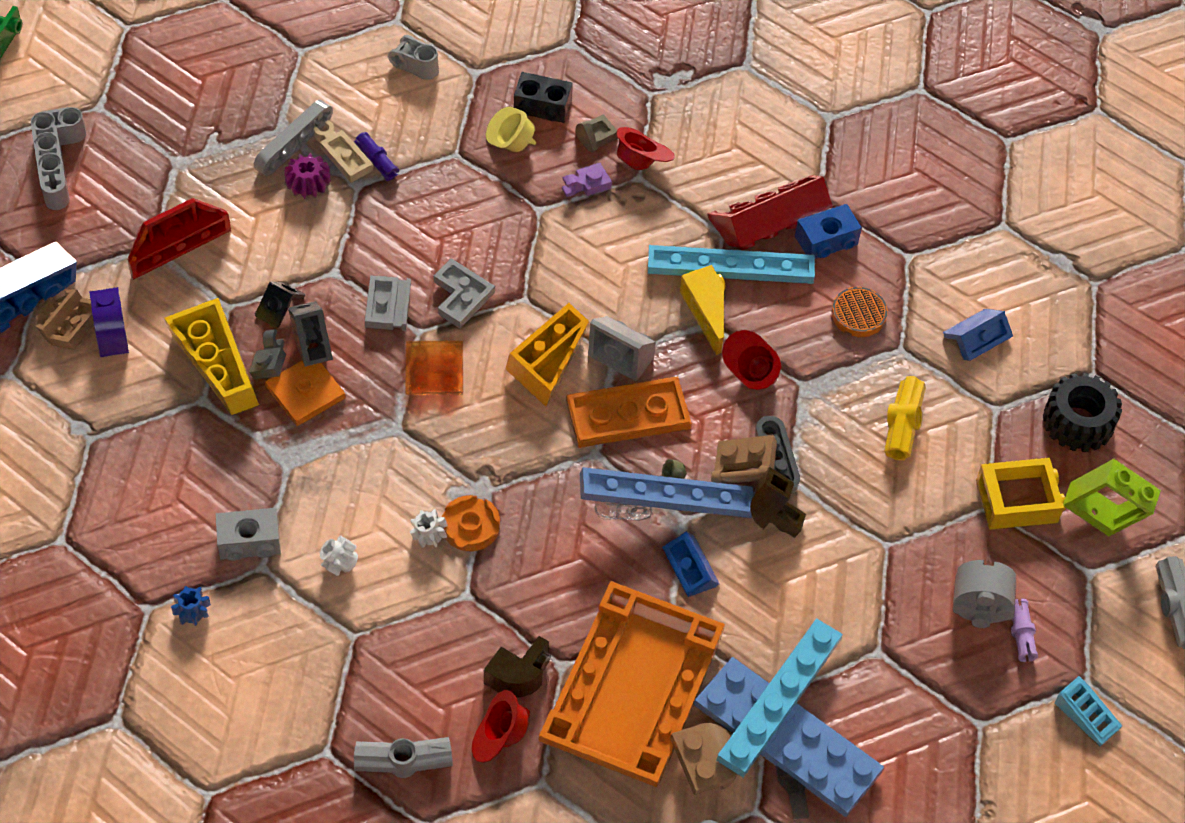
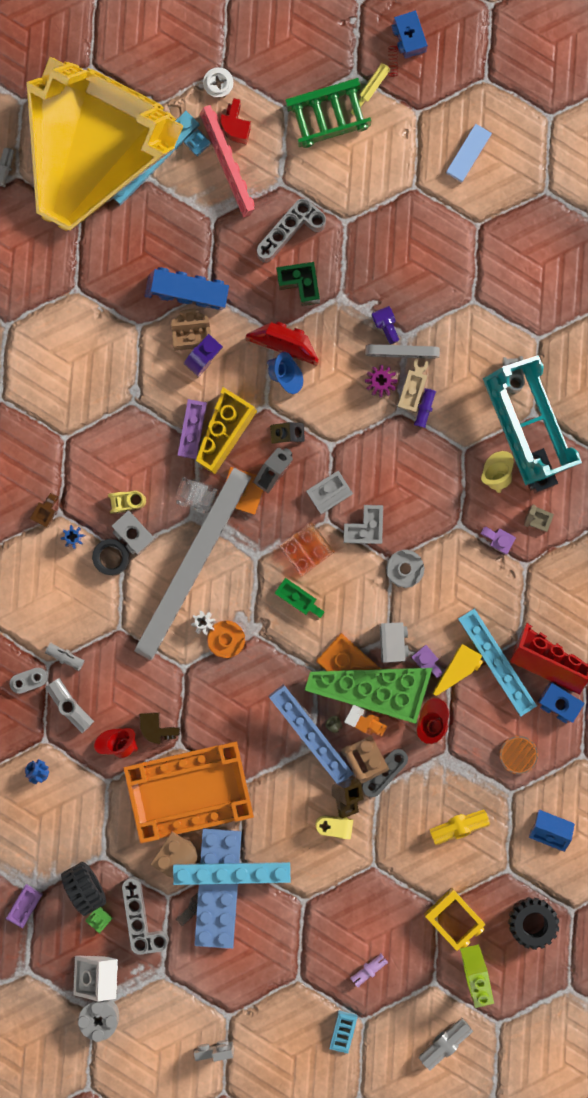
camera: 60 degrees right, 30 degrees up
(120, 172) = (302, 277): none -> dark green brick
(129, 619) = (44, 513): none -> reddish brown plate
(183, 392) = (192, 429): none -> medium lavender plate
(198, 519) = (125, 501): none -> light yellow piece
(205, 258) = (286, 372): none -> blue piece
(242, 132) = (384, 320): none -> dark purple axle
(255, 560) = (96, 557): none -> black tyre
(264, 430) = (196, 494): none -> clear brick
(268, 362) = (246, 458): dark grey plate -> none
(327, 786) = (28, 680): none -> light grey plate
(334, 721) = (64, 656): none -> light grey pin
(338, 555) = (153, 589): white gear -> none
(348, 495) = (192, 564): none -> light grey beam
(488, 410) = (298, 598): none -> green plate
(532, 89) = (496, 385): none -> teal windscreen
(539, 300) = (405, 580): none -> light grey tile
(548, 352) = (357, 606): light orange wedge -> none
(639, 150) = (541, 556): red piece -> none
(669, 392) = (381, 690): none -> bright green wing
(671, 333) = (426, 659): none -> medium lavender plate
(690, 564) = (285, 771): blue slope -> none
(698, 426) = (365, 724): none -> orange hips
(805, 550) = (337, 827): none -> light yellow piece
(984, 593) = (370, 940): light grey brick -> none

